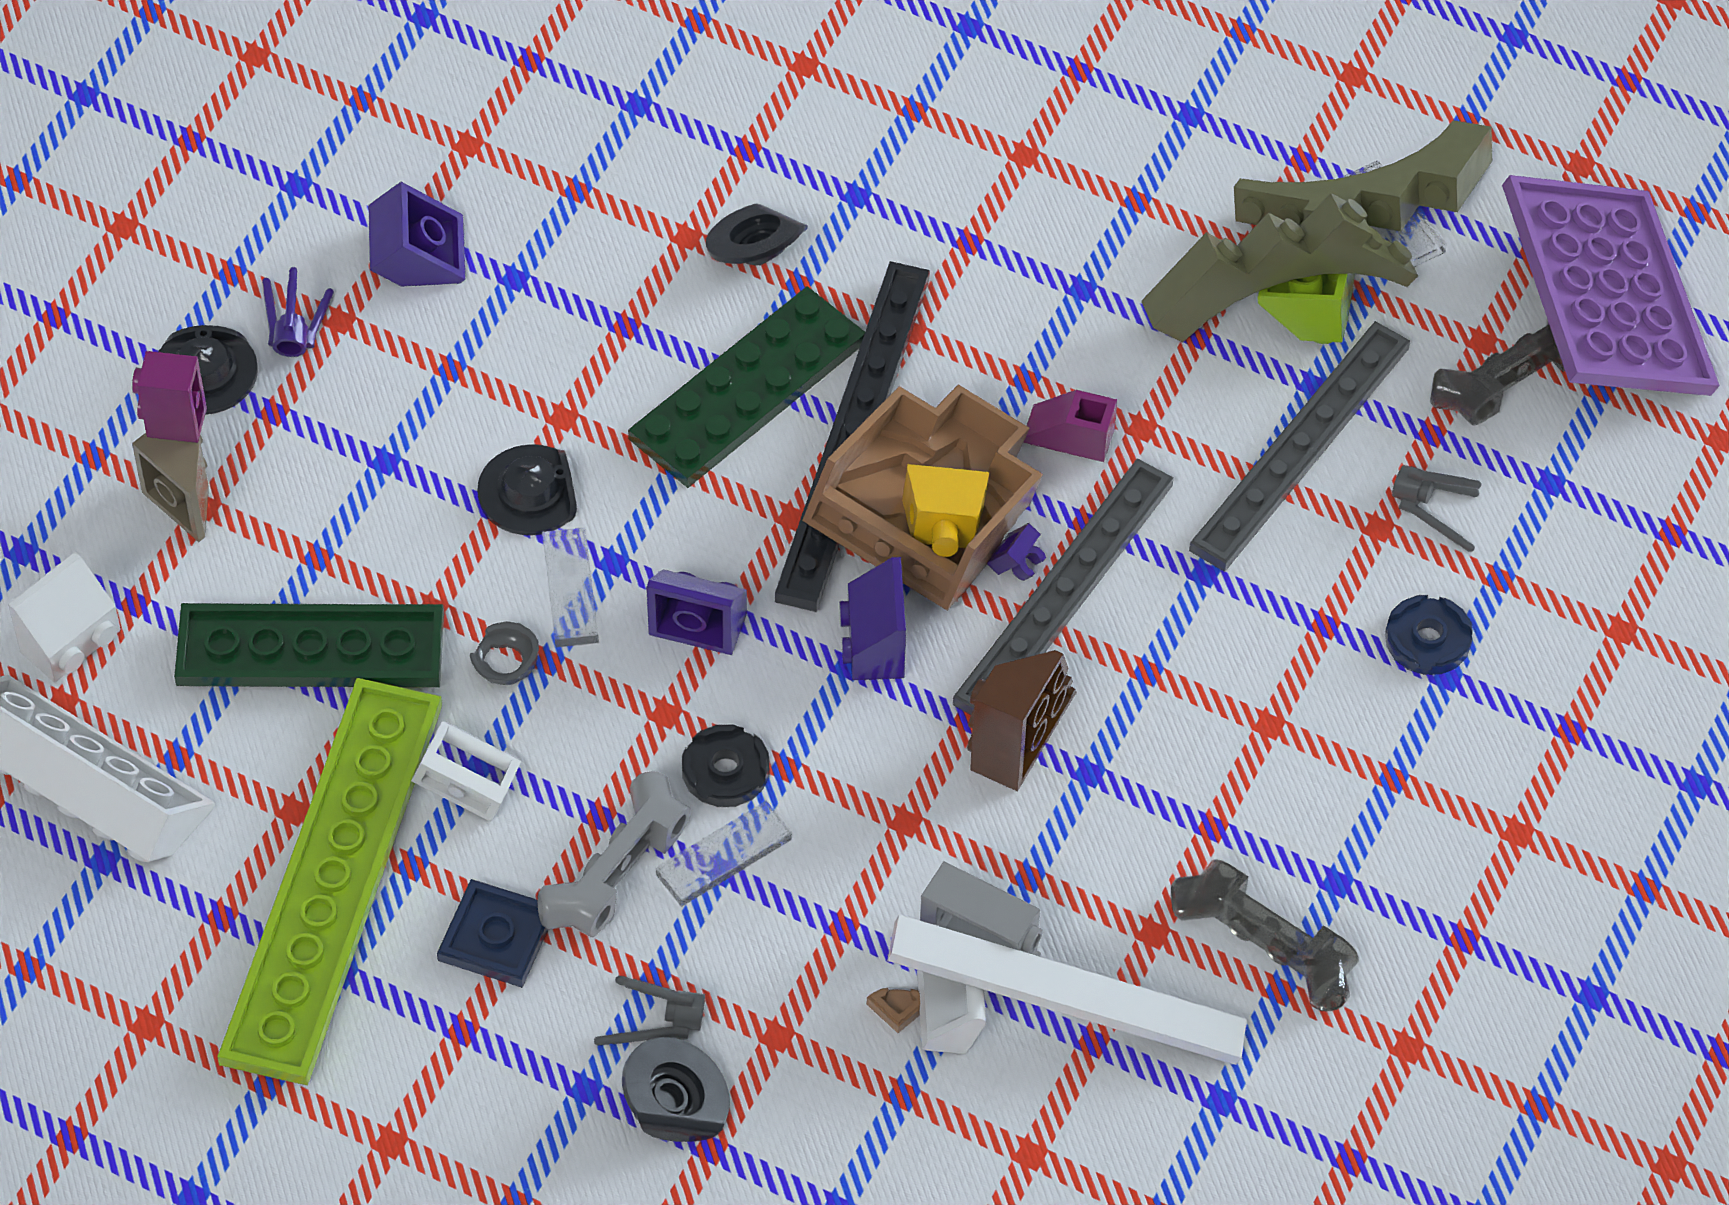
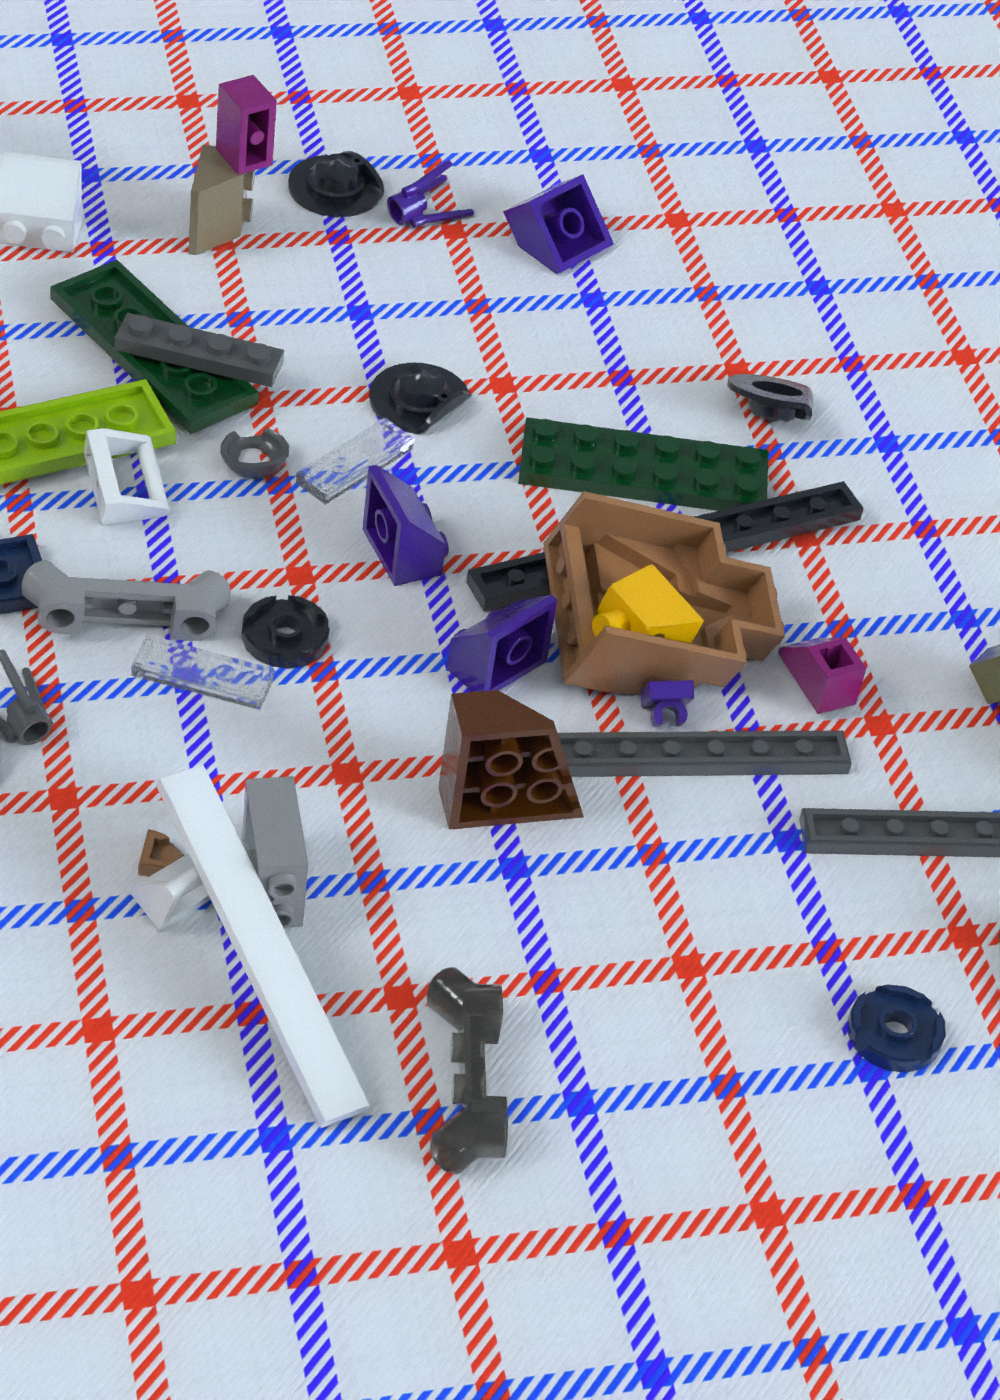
camera: 45 degrees right, 10 degrees down
(360, 615) = (199, 349): none -> dark grey plate

